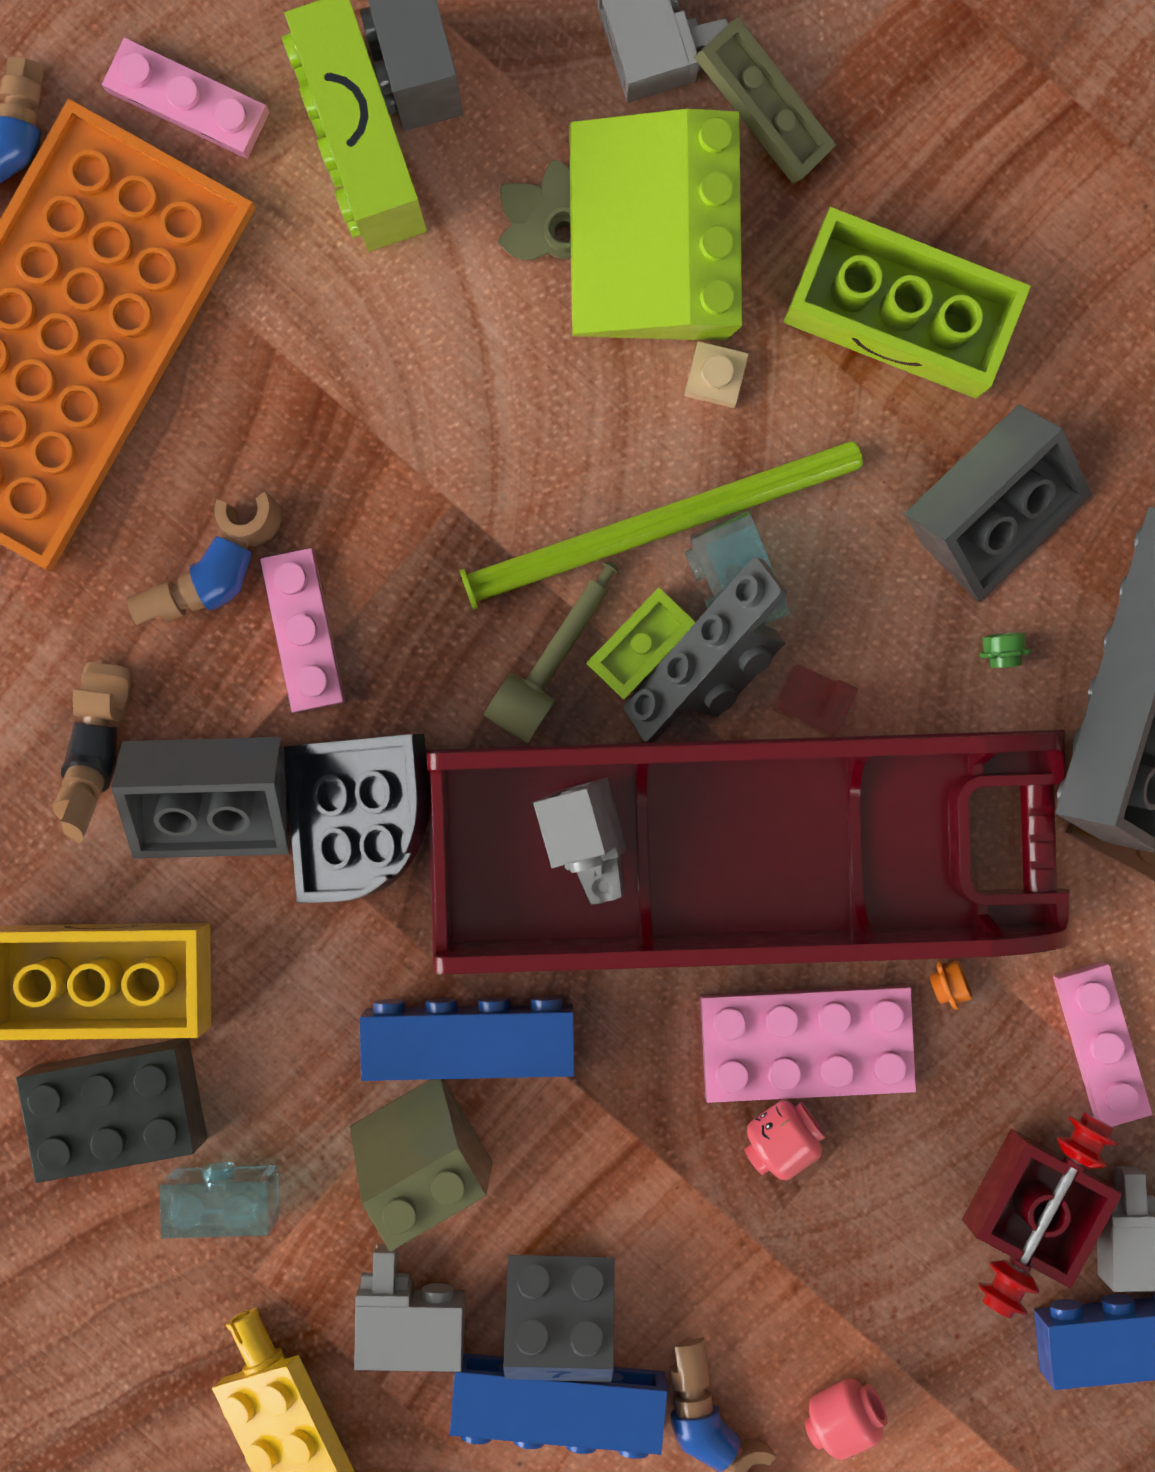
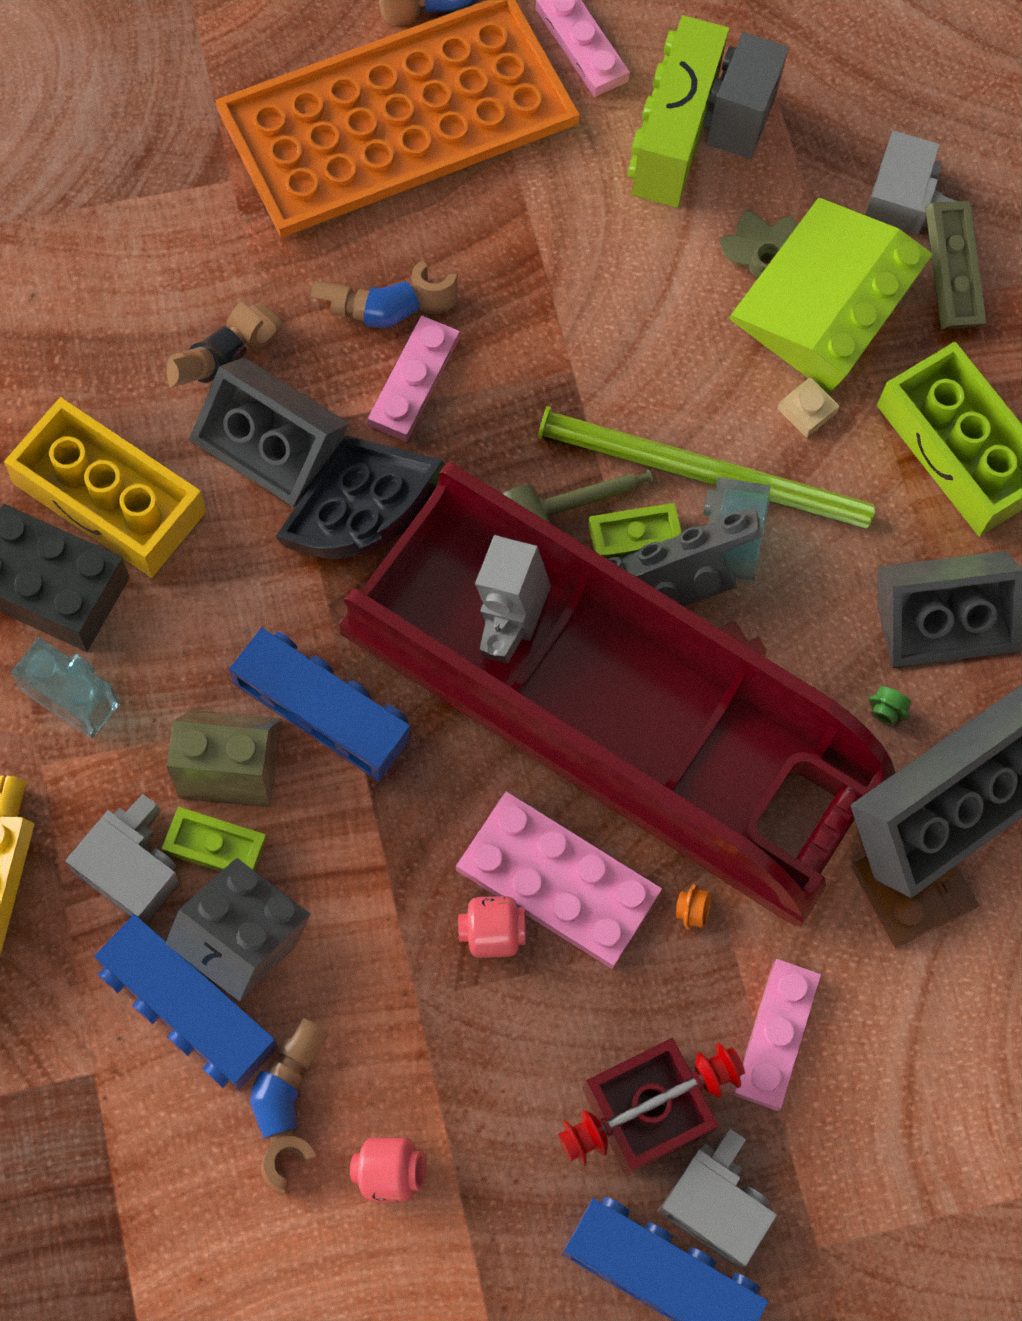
camera: 25 degrees right, 20 degrees down
(472, 1242) = (212, 841): none -> lime plate

